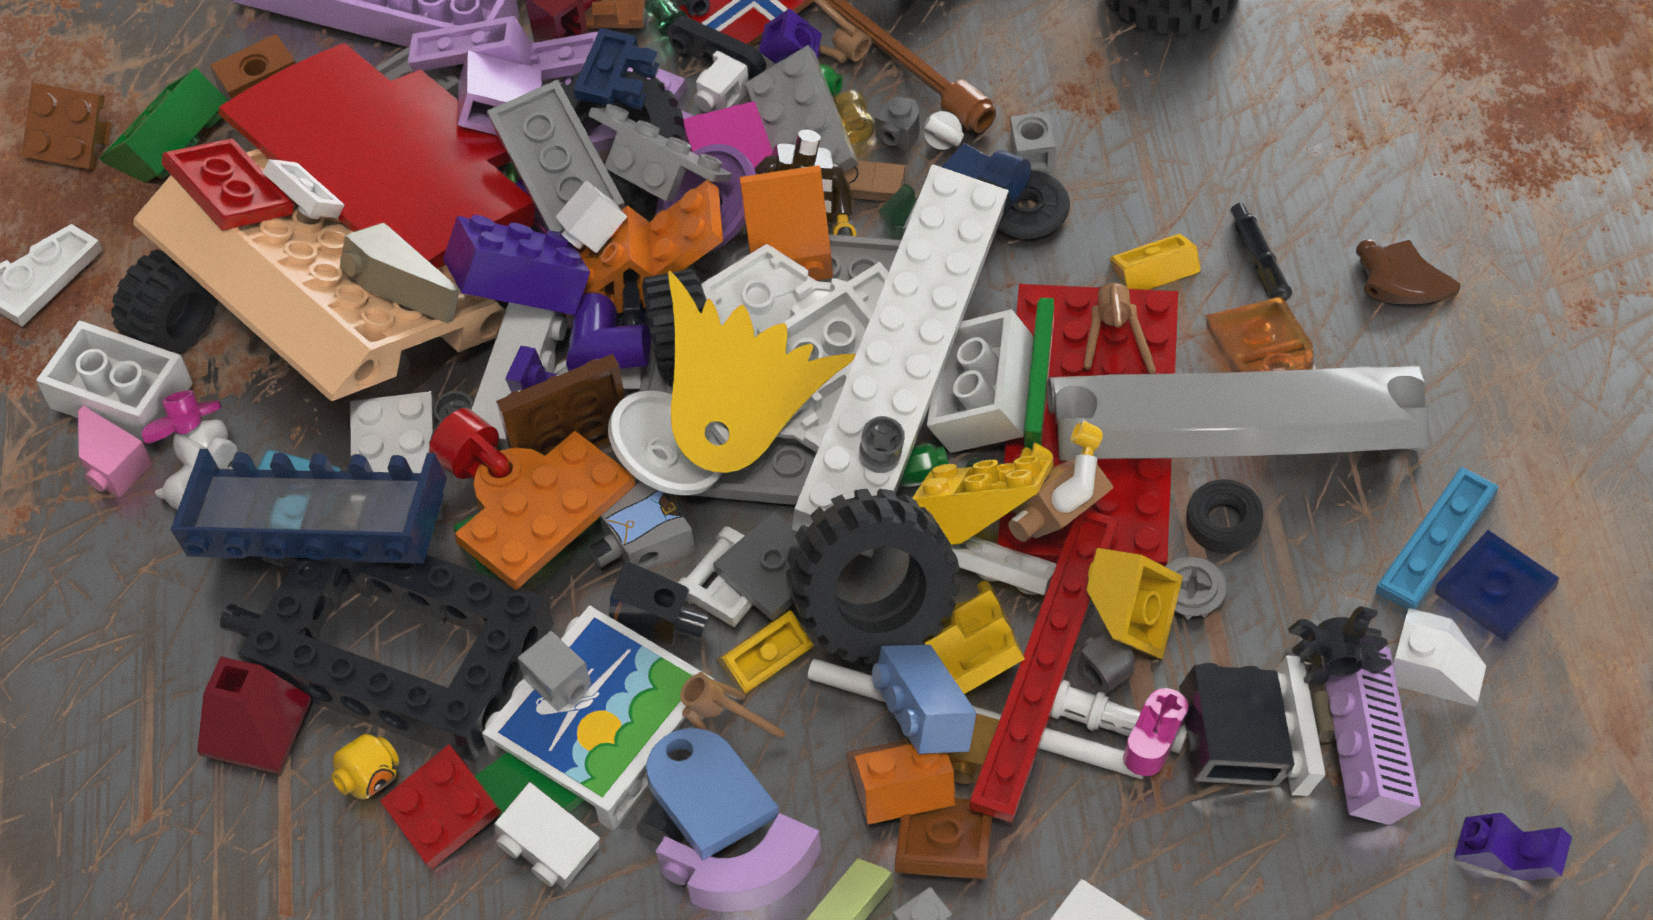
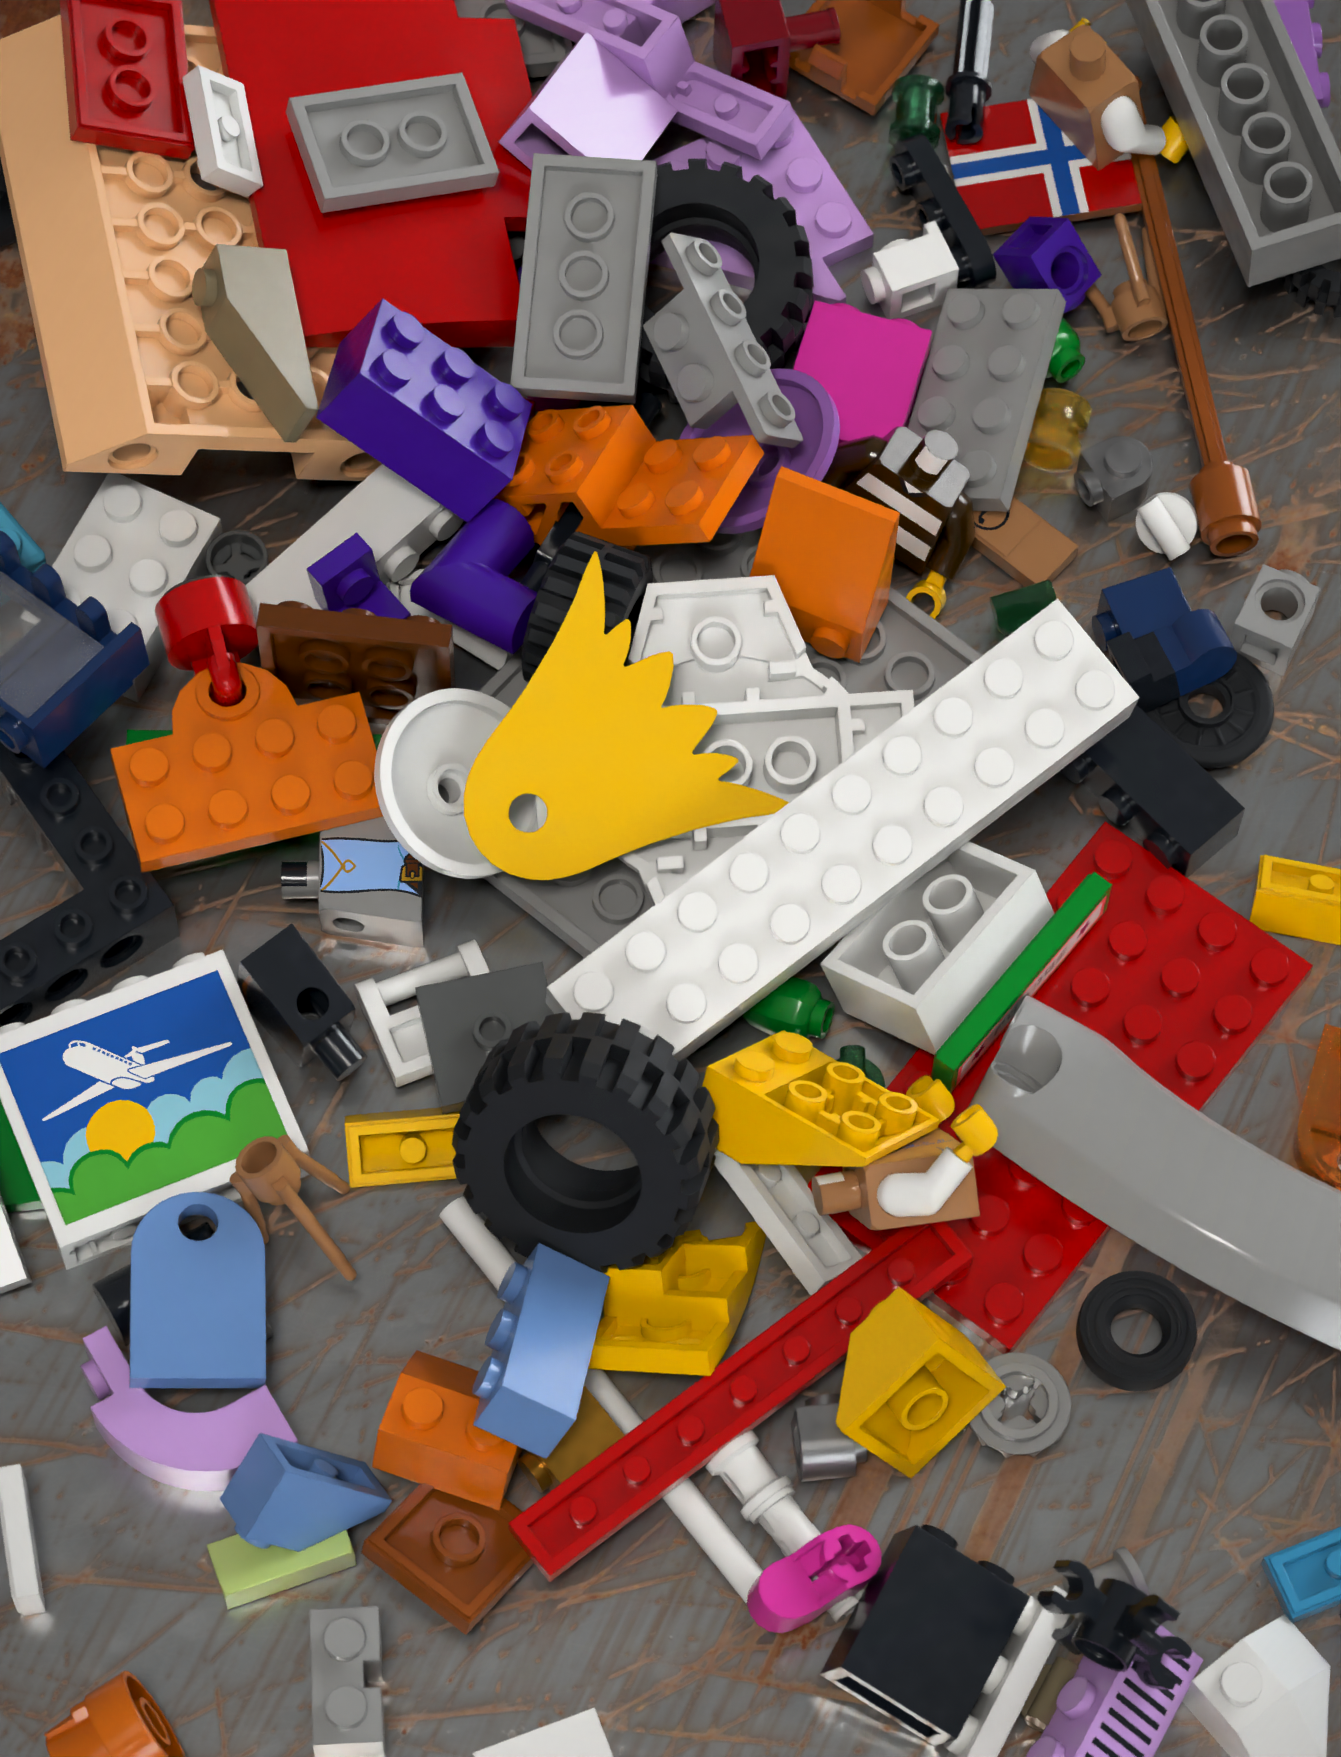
camera: 25 degrees right, 10 degrees up
(401, 148) = (391, 142): none -> light grey plate
(555, 671) = (110, 1020): light grey brick -> none
(590, 218) = (567, 397): white brick -> none
(606, 67) = (737, 178): dark blue plate -> none
(838, 861) = (299, 1494): none -> medium blue slope
(885, 435) = (707, 958): dark grey wheel -> none
(1037, 253) = (1158, 793): none -> black brick
(1115, 310) = (1191, 944): medium nougat plant -> none

